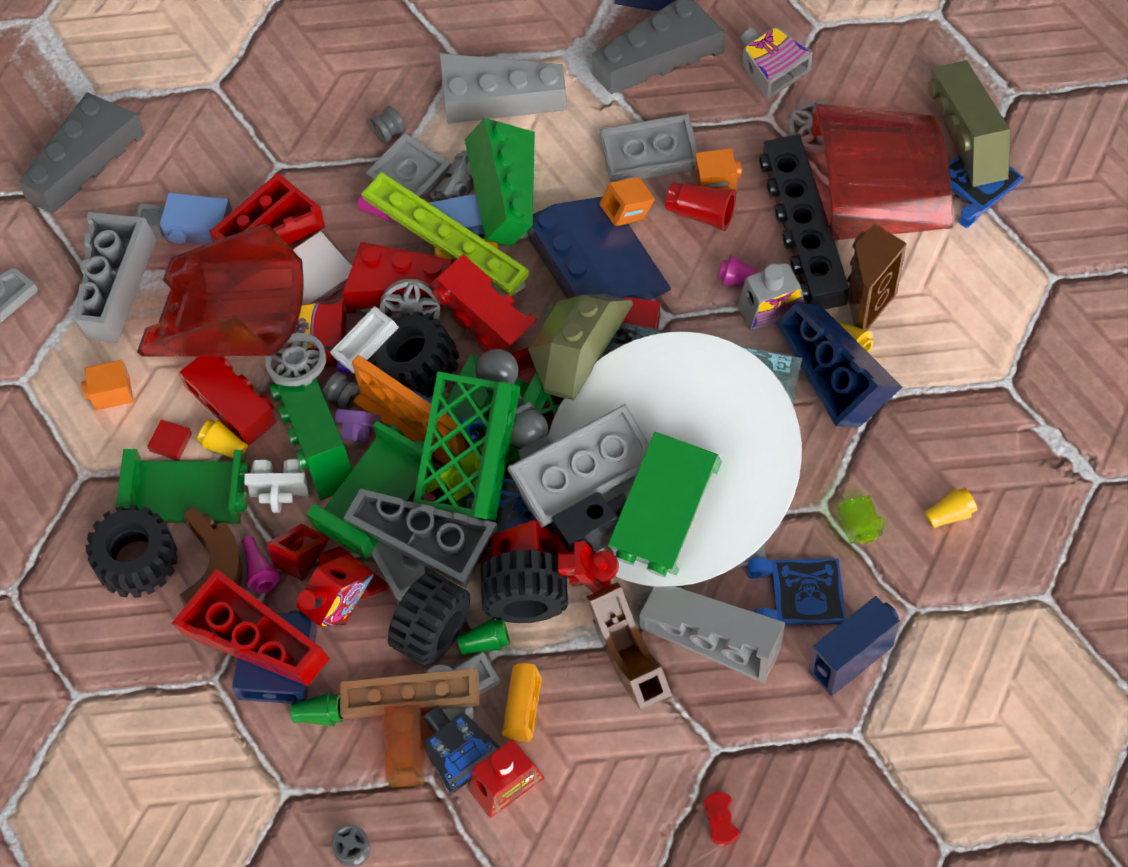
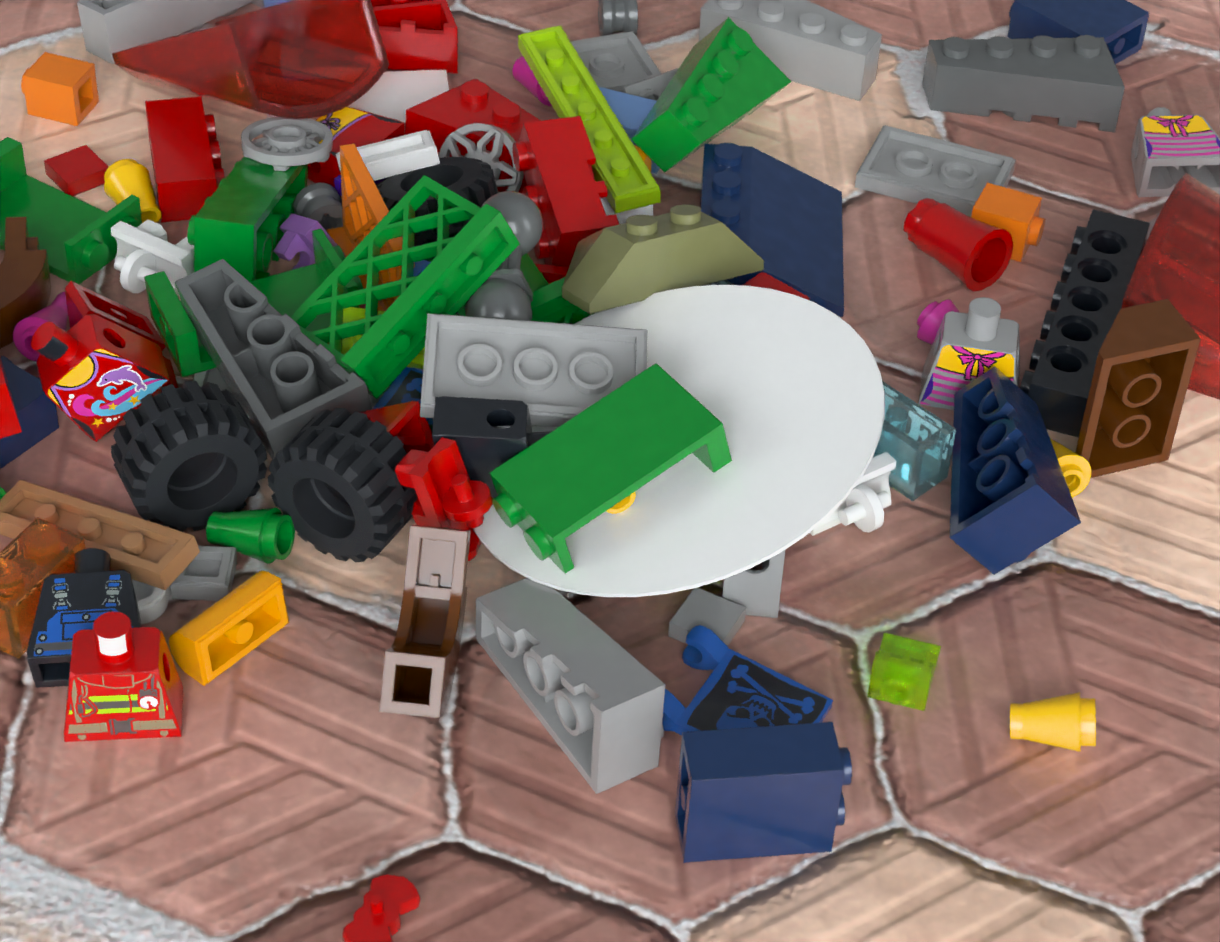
camera: 25 degrees right, 20 degrees down
(627, 201) = (856, 195): orange brick -> none

